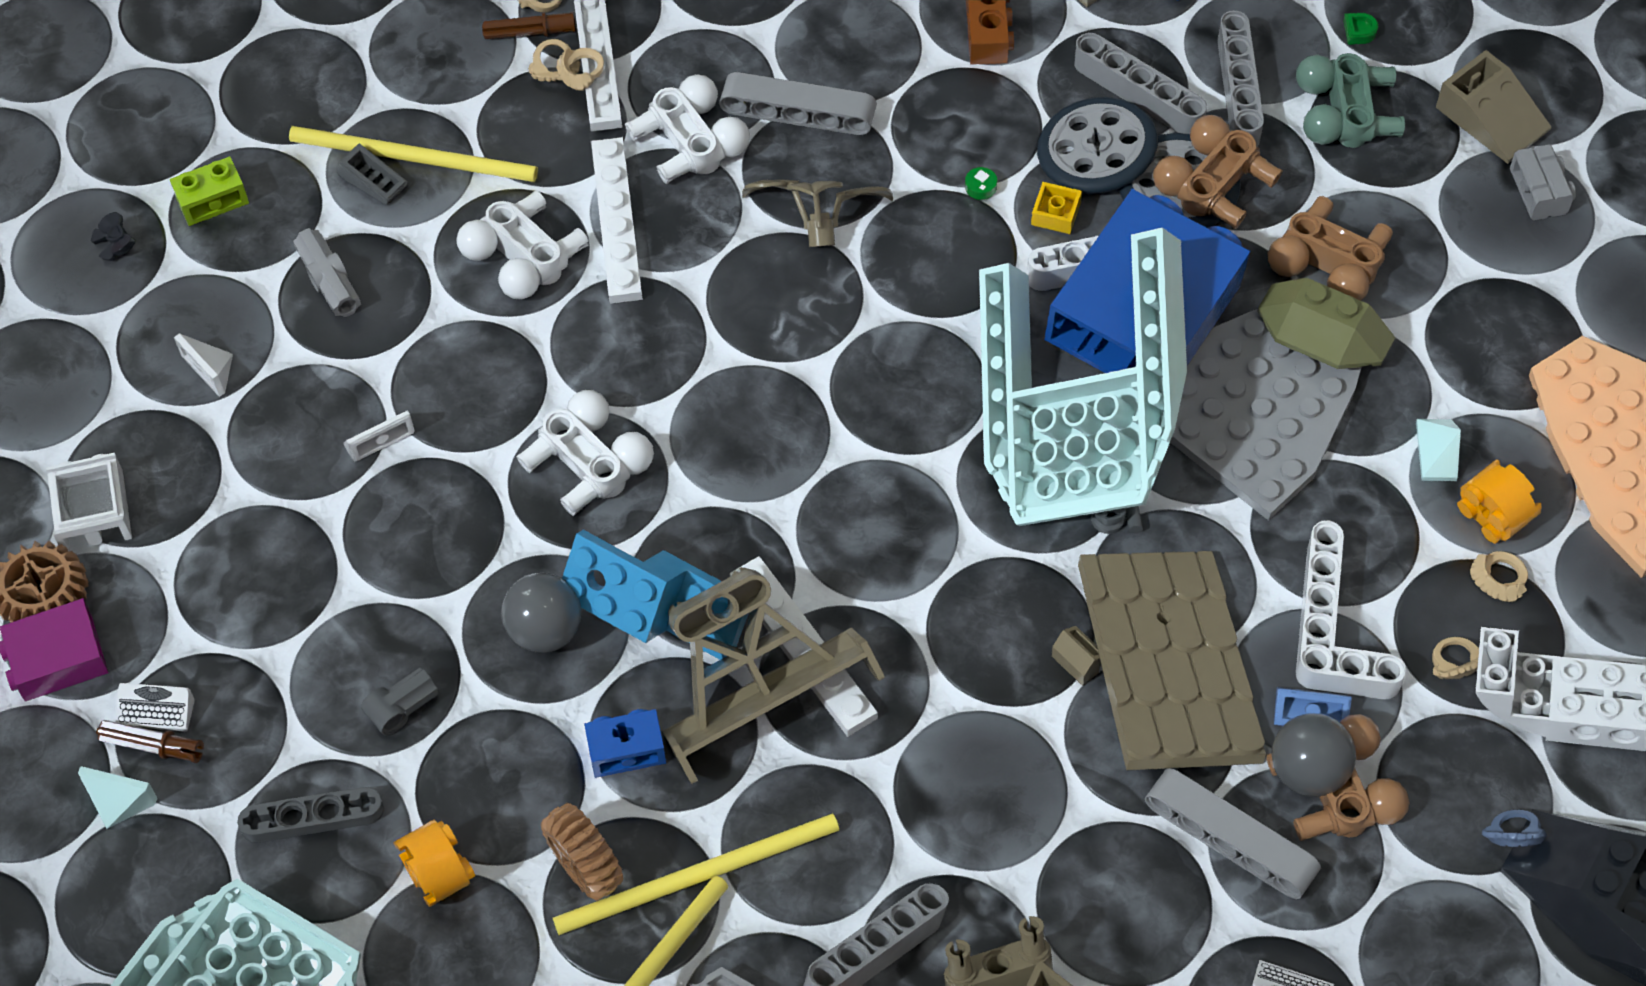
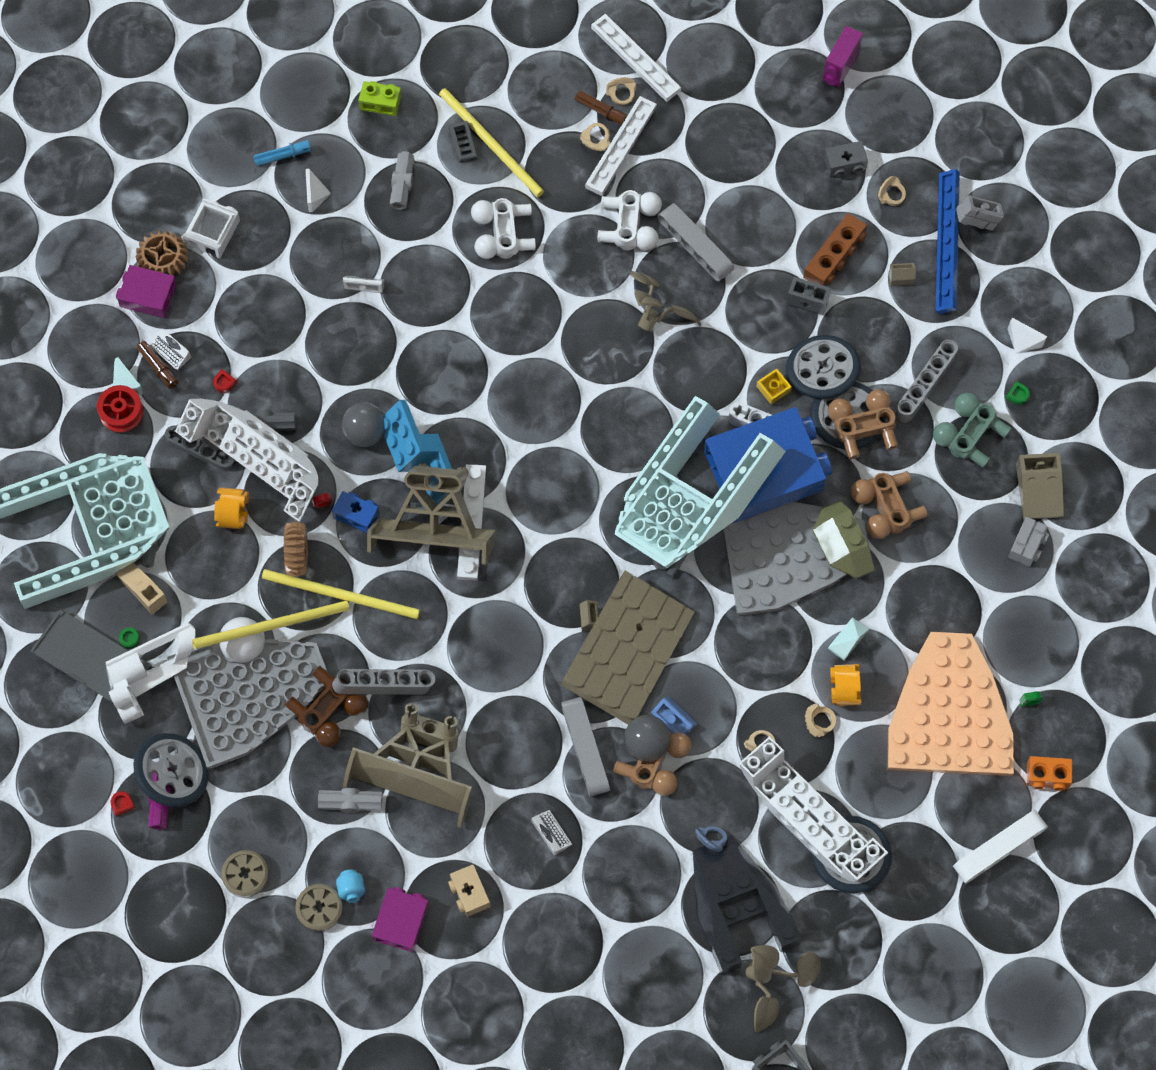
camera: 35 degrees right, 10 degrees up
(112, 229) = (321, 90): black piece -> none
(119, 342) = (281, 153): none -> dark azure axle
(140, 839) = (120, 408): none -> red wheel
(274, 699) = (224, 382): none -> red tile
(409, 751) = (255, 448): none -> white slope
(561, 761) = (322, 500): none -> red tile
(578, 81) = (603, 140): tan piece -> none
(585, 453) = (447, 359): white piece -> none
(616, 221) = (559, 245): white plate -> none
(981, 183) = (750, 347): green tile -> none
(1003, 72) = (808, 295): none -> dark grey brick
(1138, 83) = (873, 340): light grey beam -> none
(1323, 621) = (716, 681): white beam -> none

